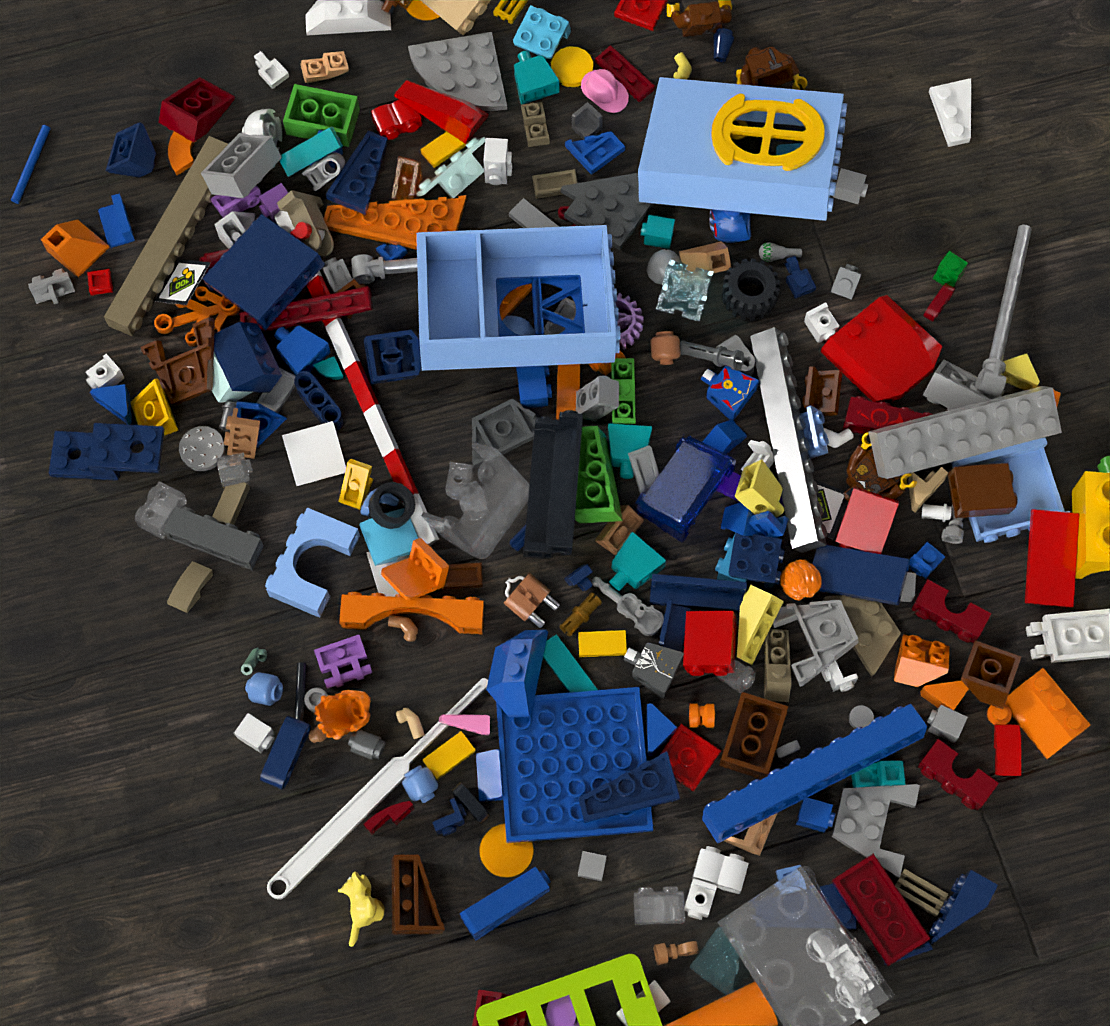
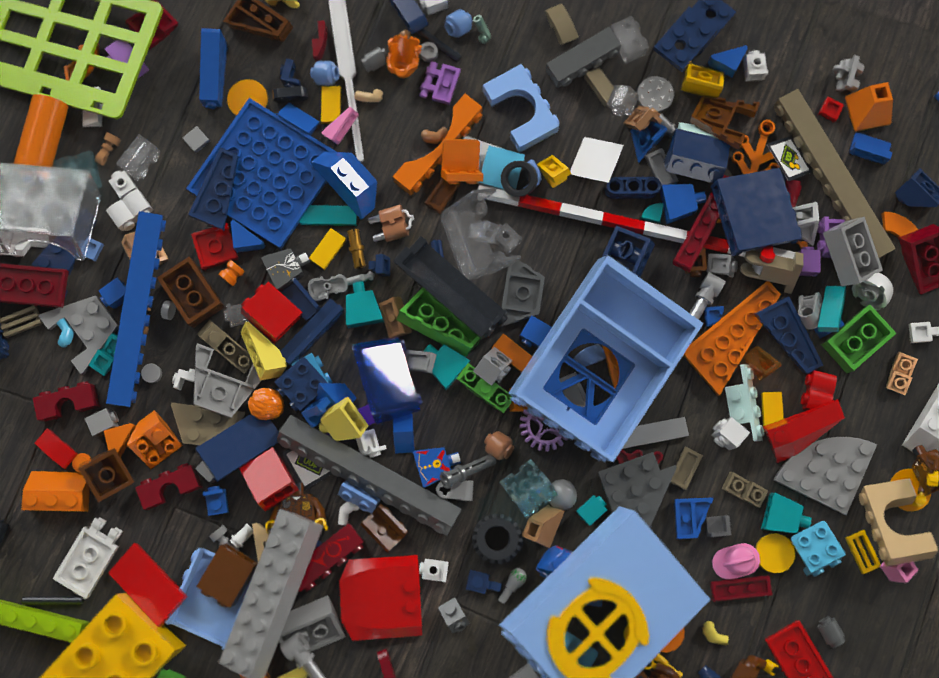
camera: 125 degrees right, 10 degrees up
(897, 830) = (67, 333): none -> medium azure arm

